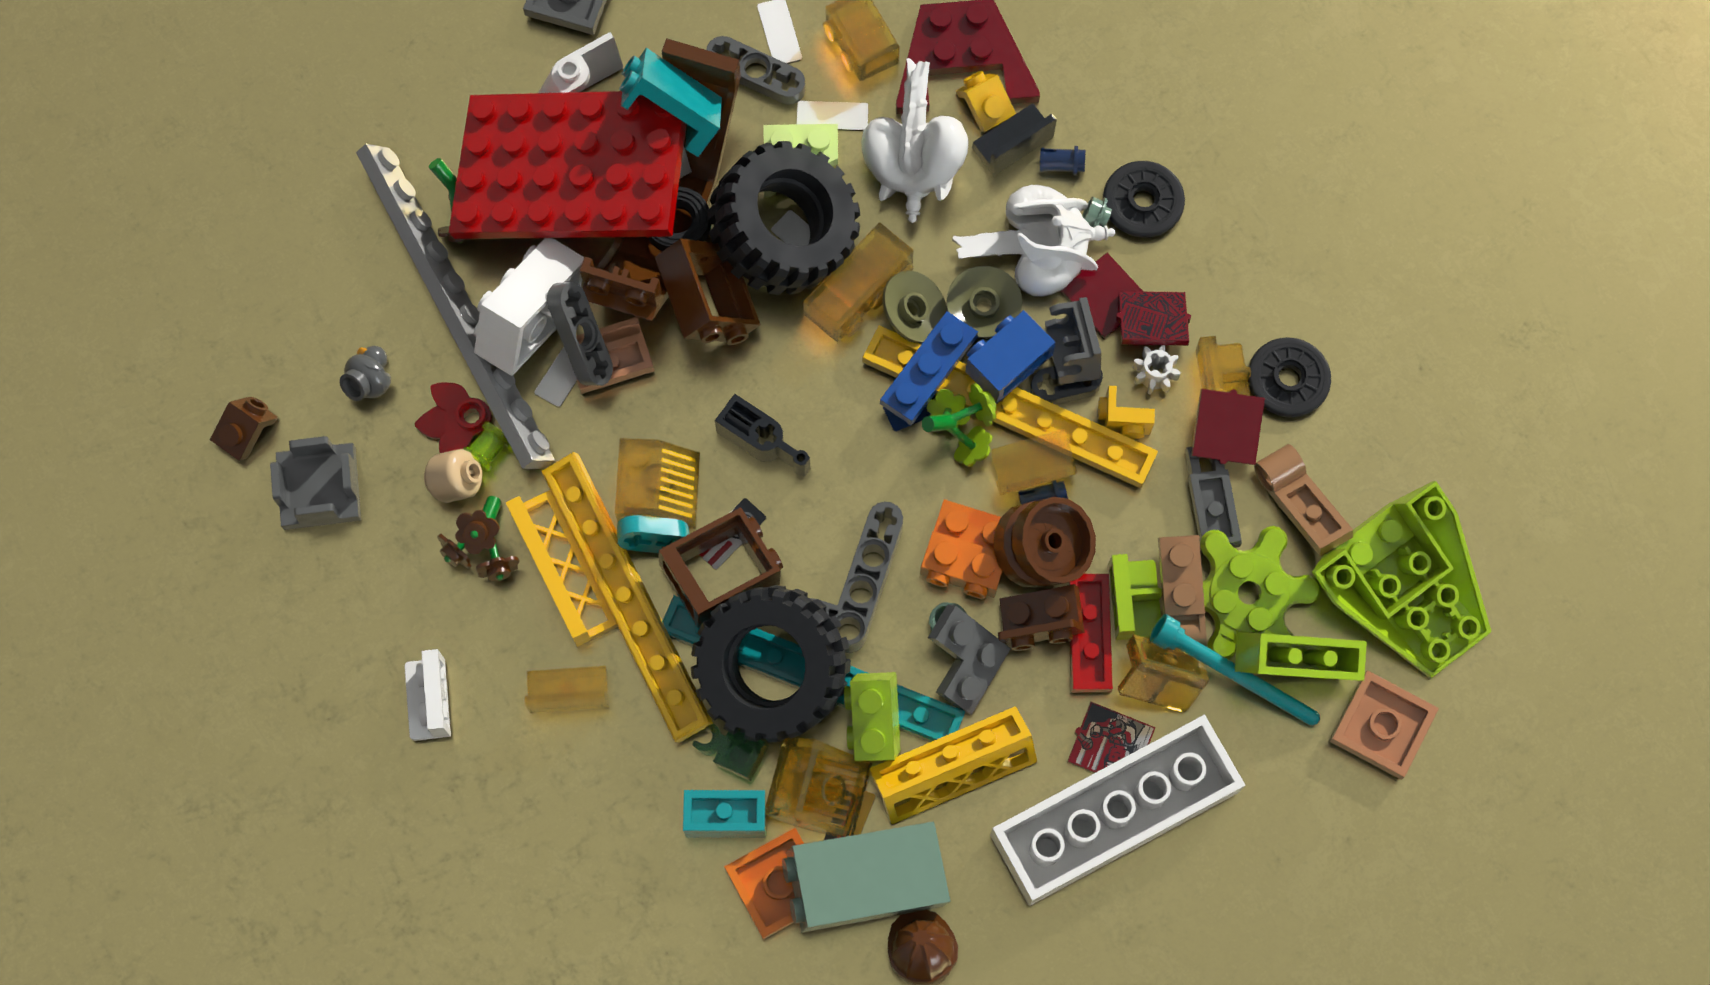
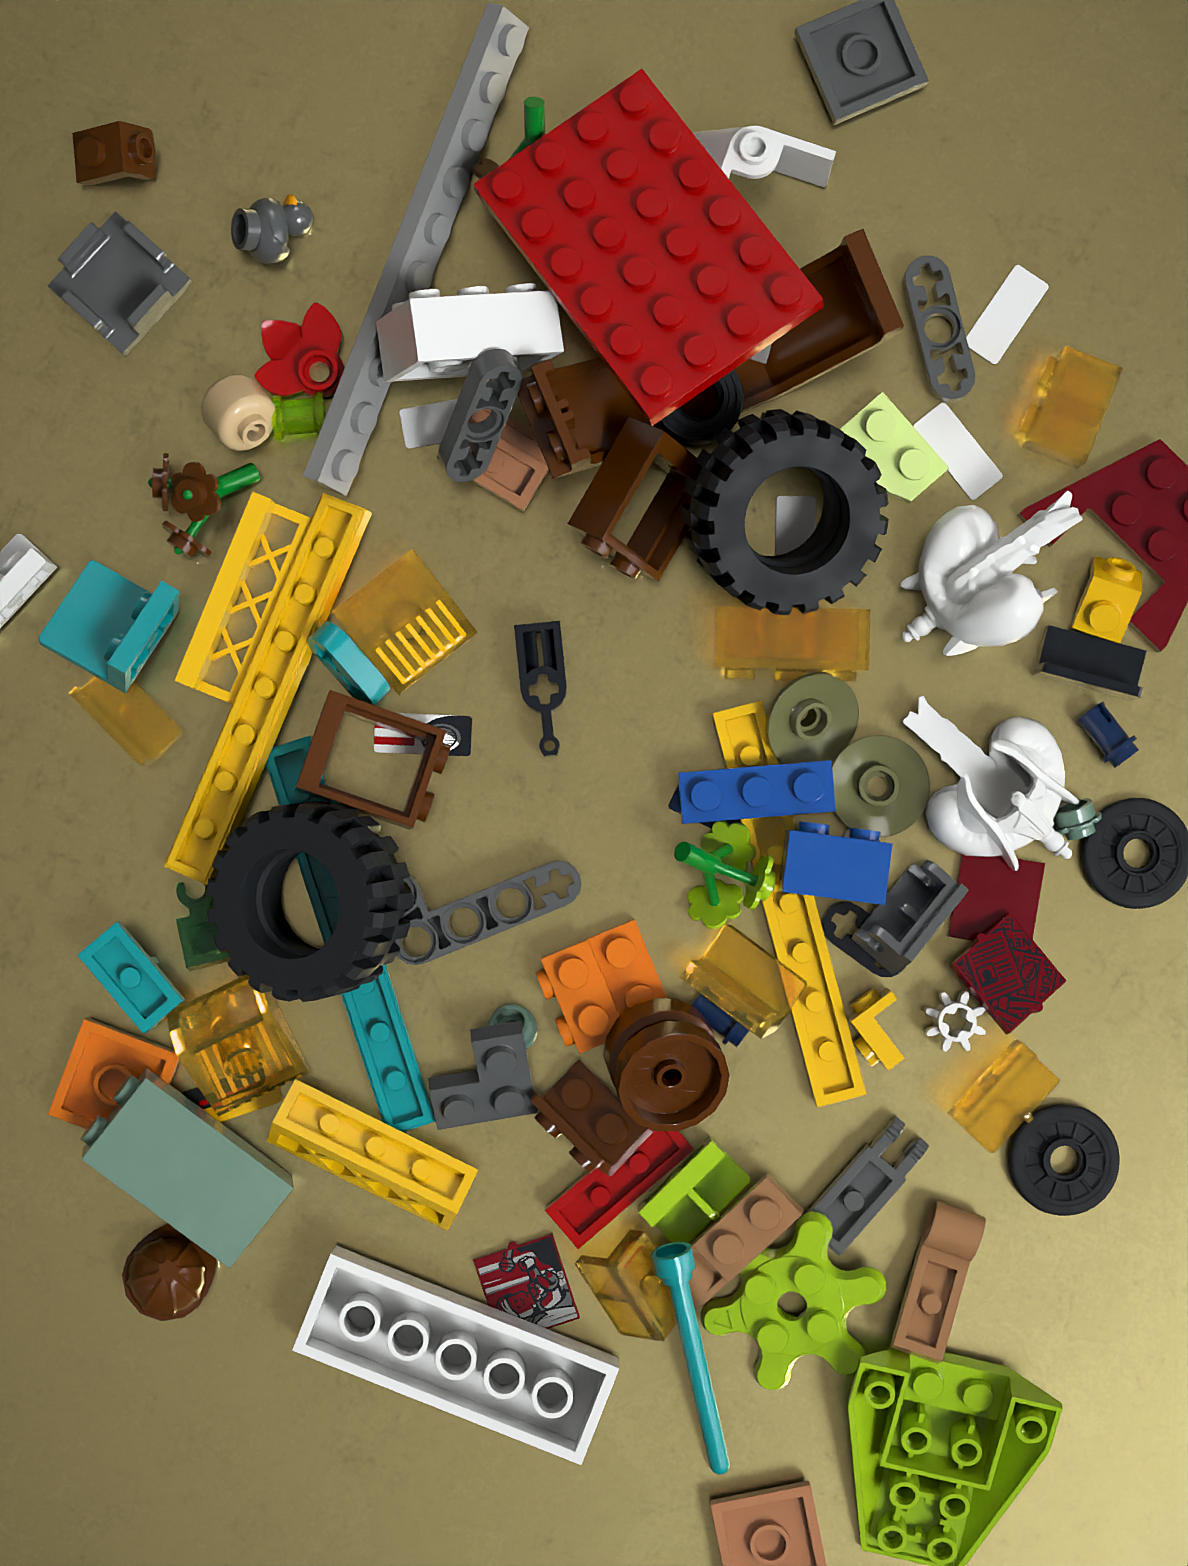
camera: 45 degrees right, 15 degrees up
(506, 651) = (110, 624): none -> teal bracket
(674, 93) = (808, 292): teal panel -> none
(874, 716) = (348, 1043): lime brick -> none
(1228, 426) = (948, 1147): dark red piece -> none
(1300, 656) = (762, 1413): lime brick -> none

